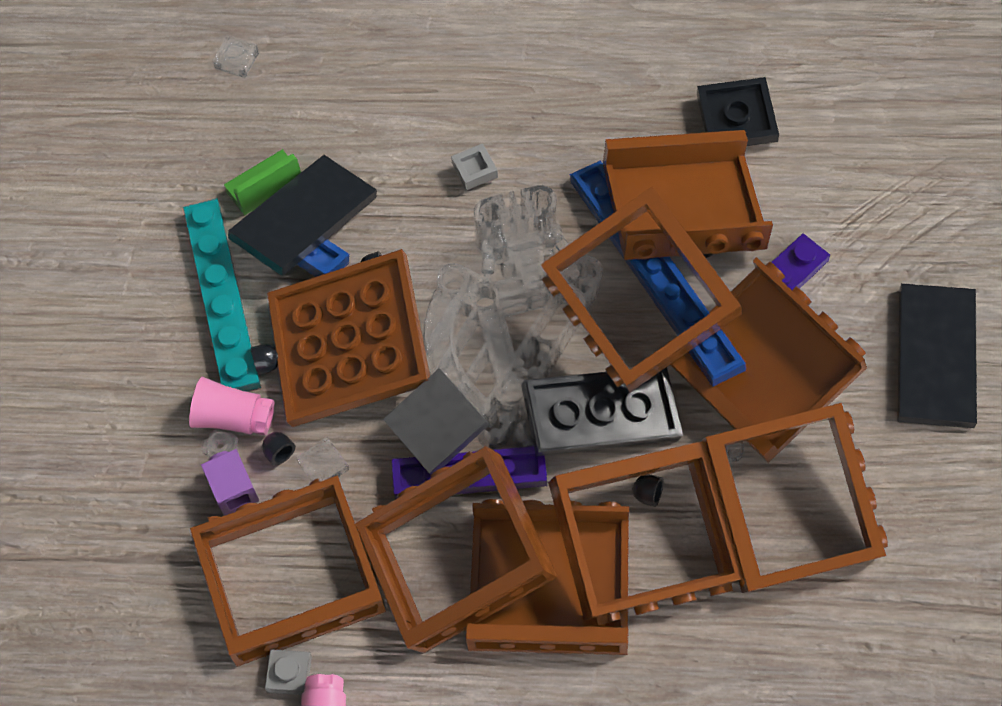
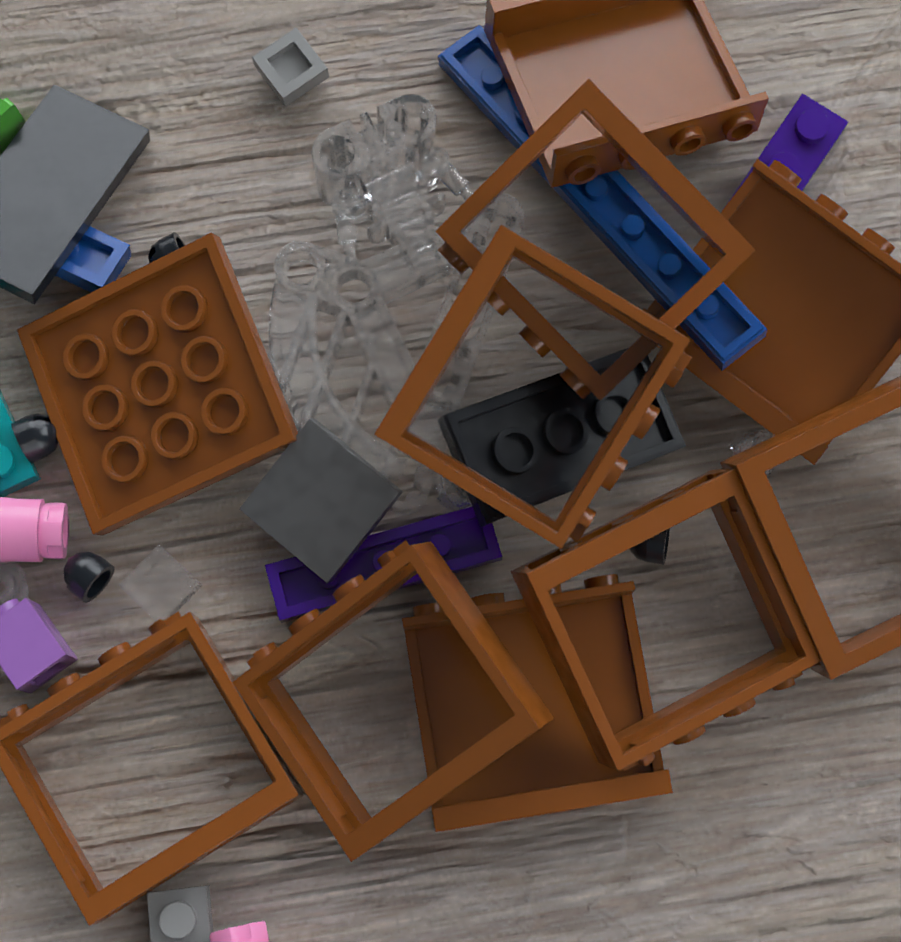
camera: 15 degrees left, 15 degrees up
(542, 320) = (633, 420): none -> dark orange window

